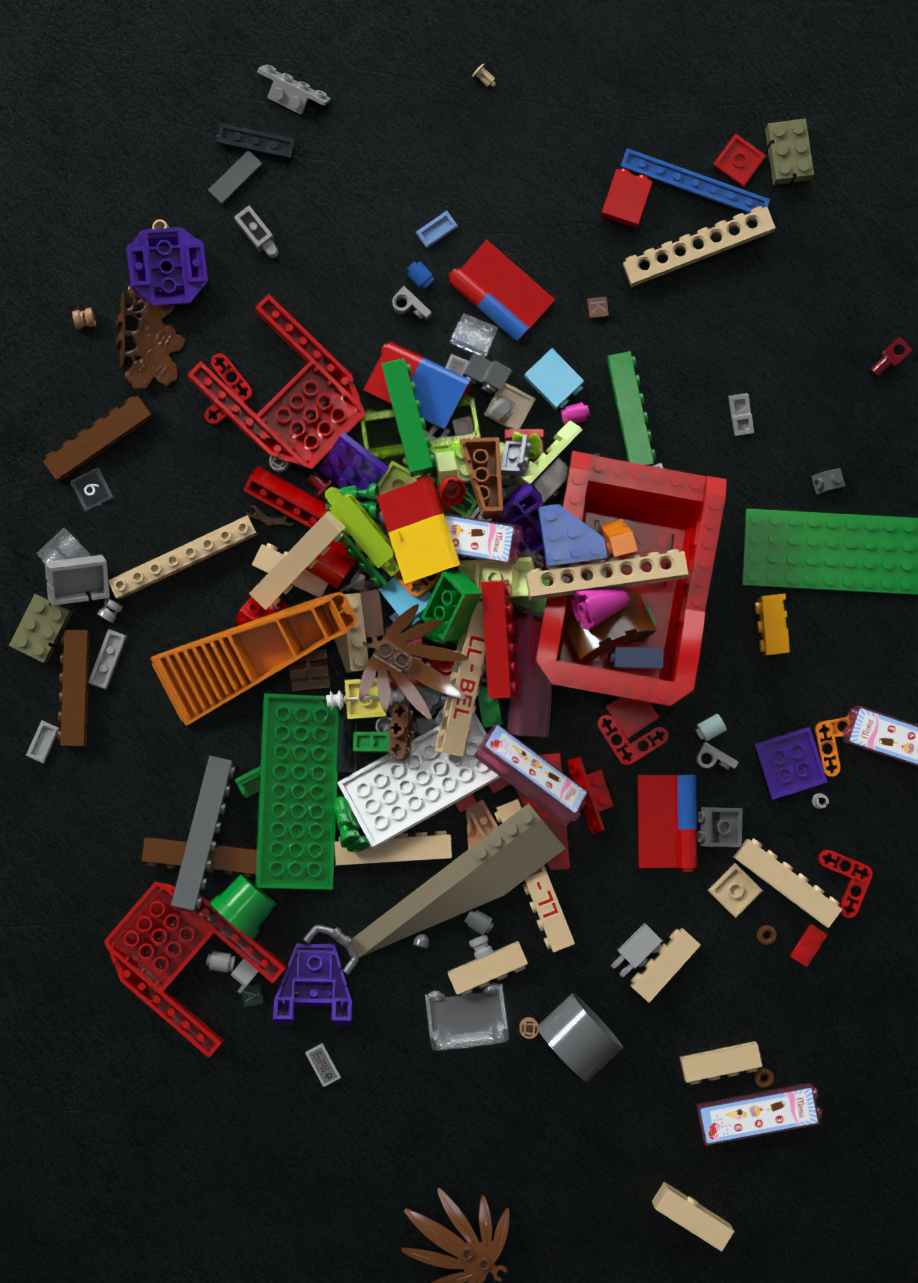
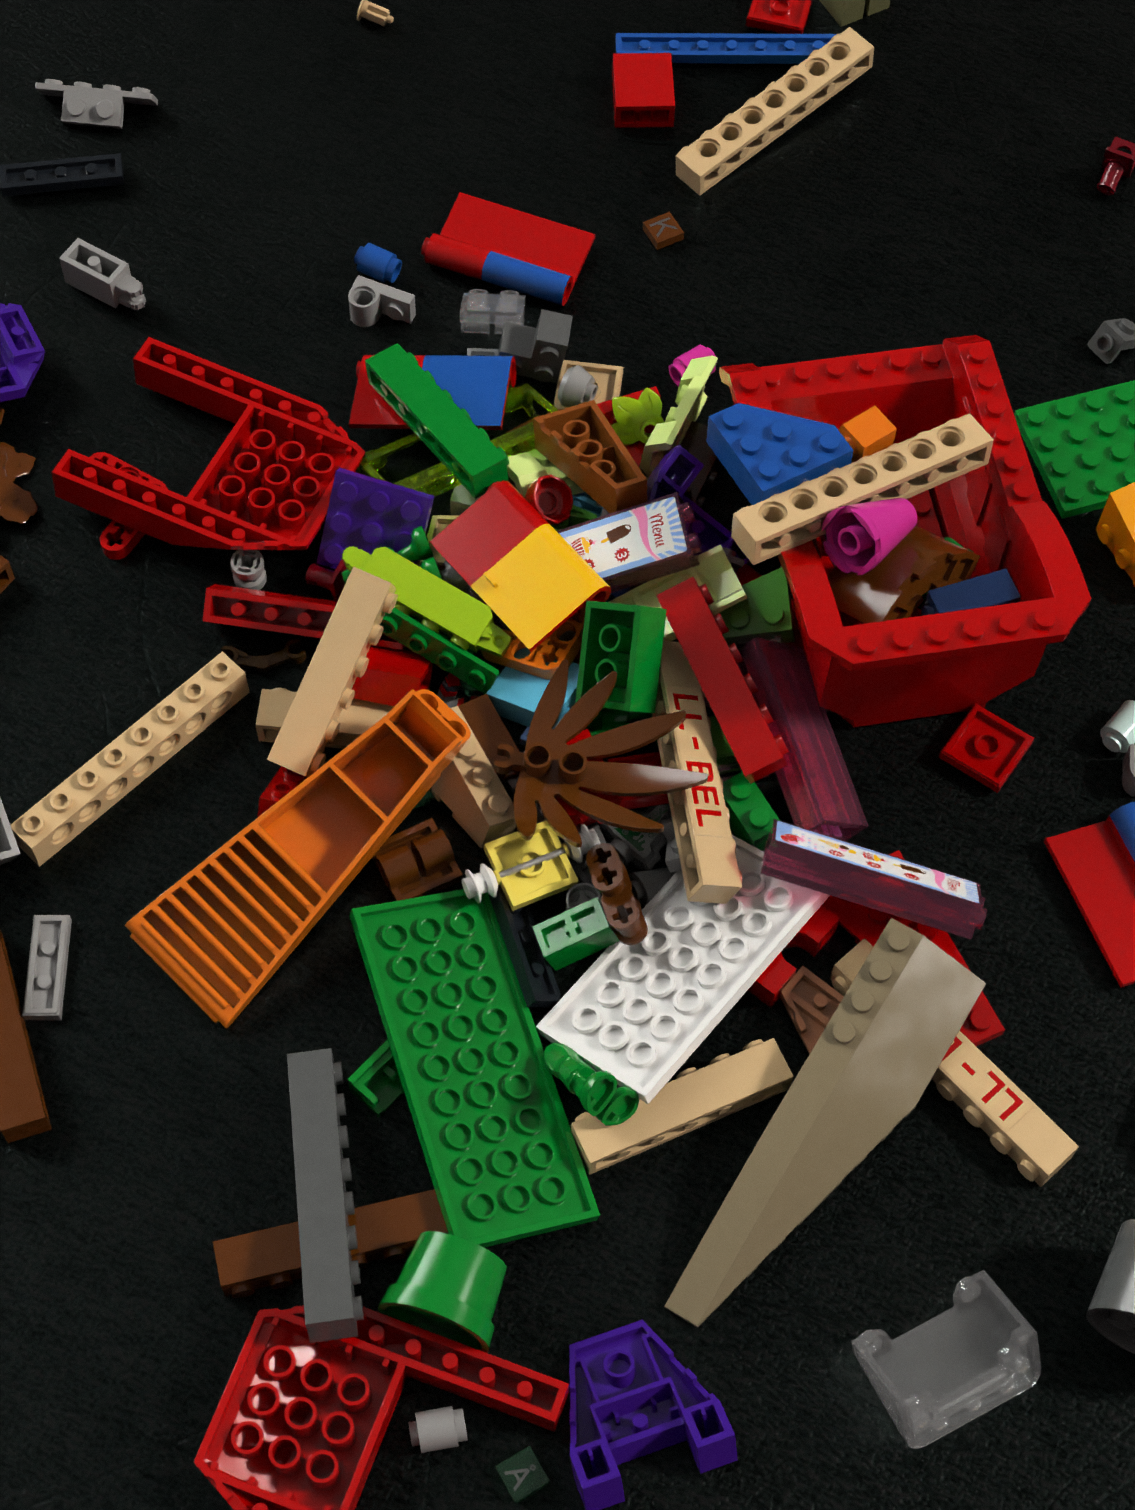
camera: 20 degrees left, 25 degrees down
(108, 614) = (27, 881): light grey wheel -> none
(235, 177) = (44, 228): dark grey tile -> none
(244, 974) = (493, 1431): light grey panel -> none
(341, 938) = (650, 1299): flat silver piece -> none
(421, 941) = (801, 1253): dark grey hinge -> none
(436, 229) = (379, 206): medium blue tile -> none
(479, 921) = (889, 1177): dark grey brick -> none
(481, 947) = (910, 1217): light grey wheel -> none
(487, 968) = (942, 1254): tan brick -> none
(516, 457) = (635, 424): flat silver bracket -> none
(527, 1025) = (1062, 1342): medium nougat wheel -> none
(554, 379) = (640, 332): medium azure brick -> none
(598, 793) = (1001, 897): red bracket -> none
(629, 408) = (758, 315): green brick -> none
(632, 747) = (1010, 804): red beam -> none
(741, 414) = (941, 299): light grey slope -> none

